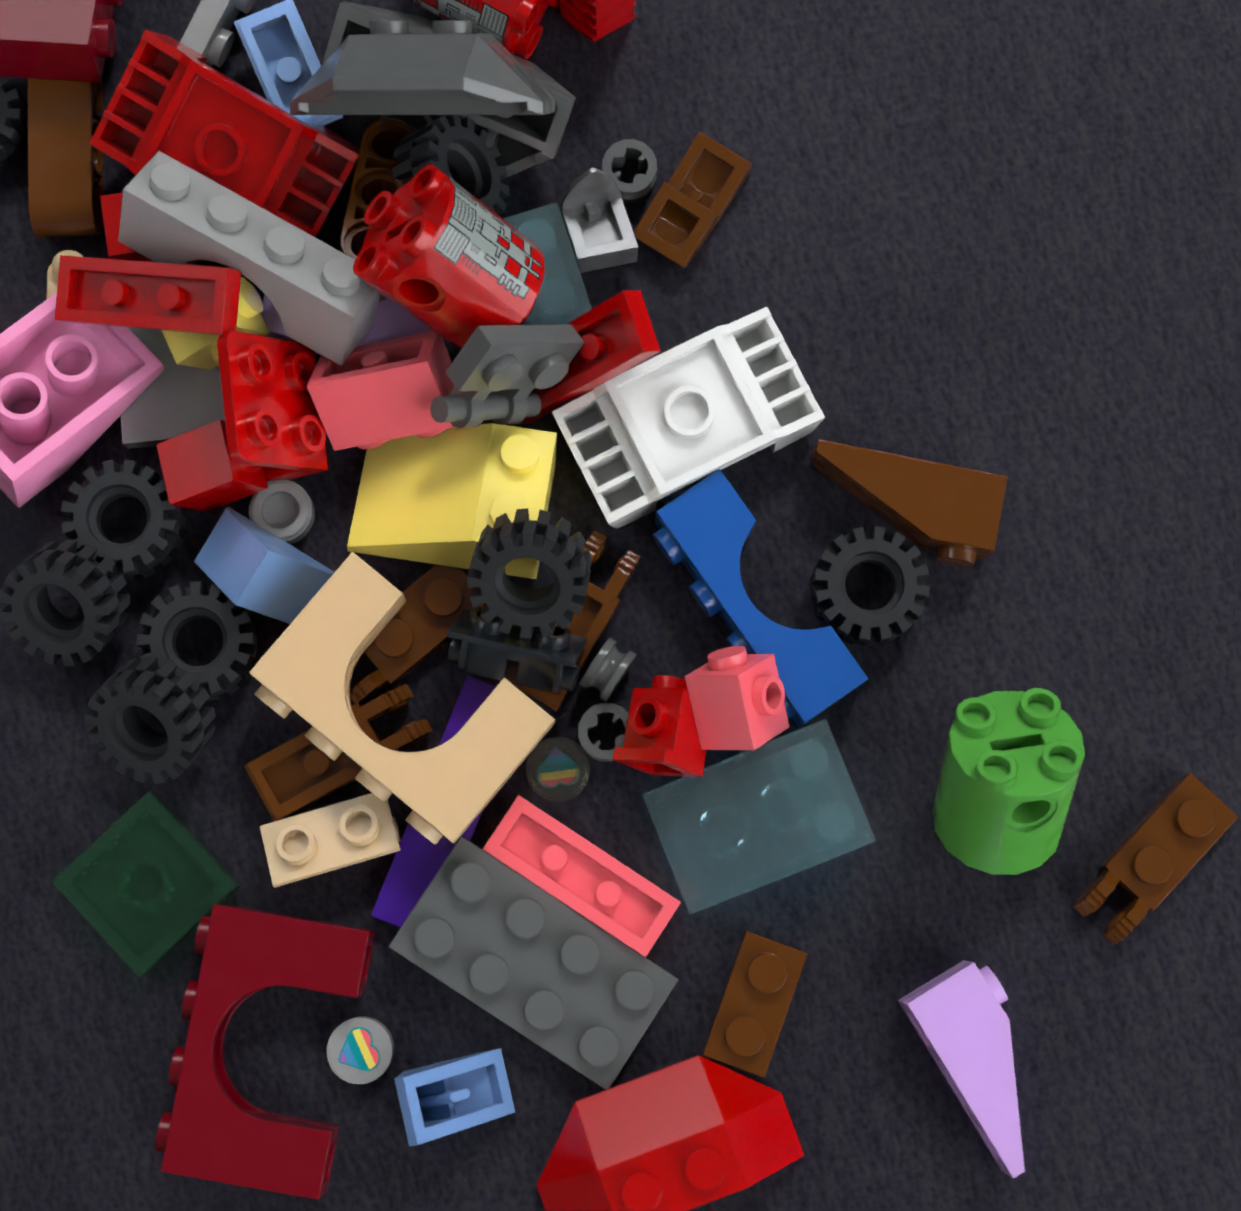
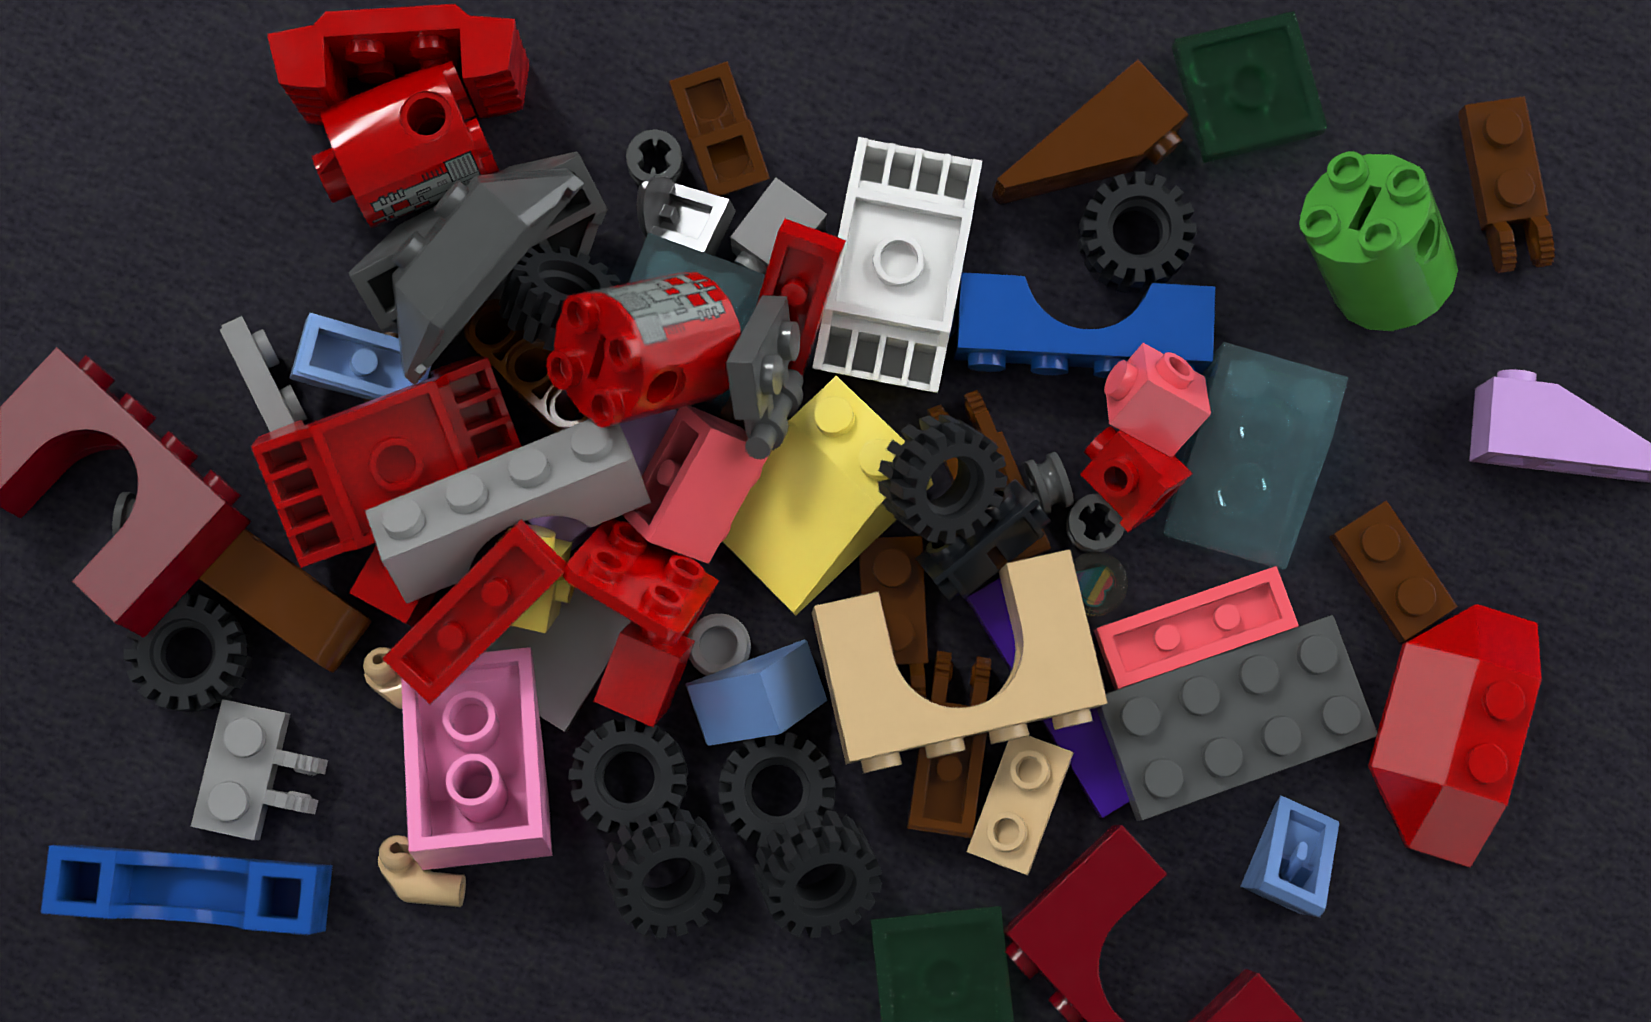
camera: 55 degrees left, 0 degrees up
(360, 1050) = (1201, 906): light grey tile -> none
(661, 293) = (758, 231): none -> light grey brick
(1063, 586) = (1249, 86): none -> clear green plate

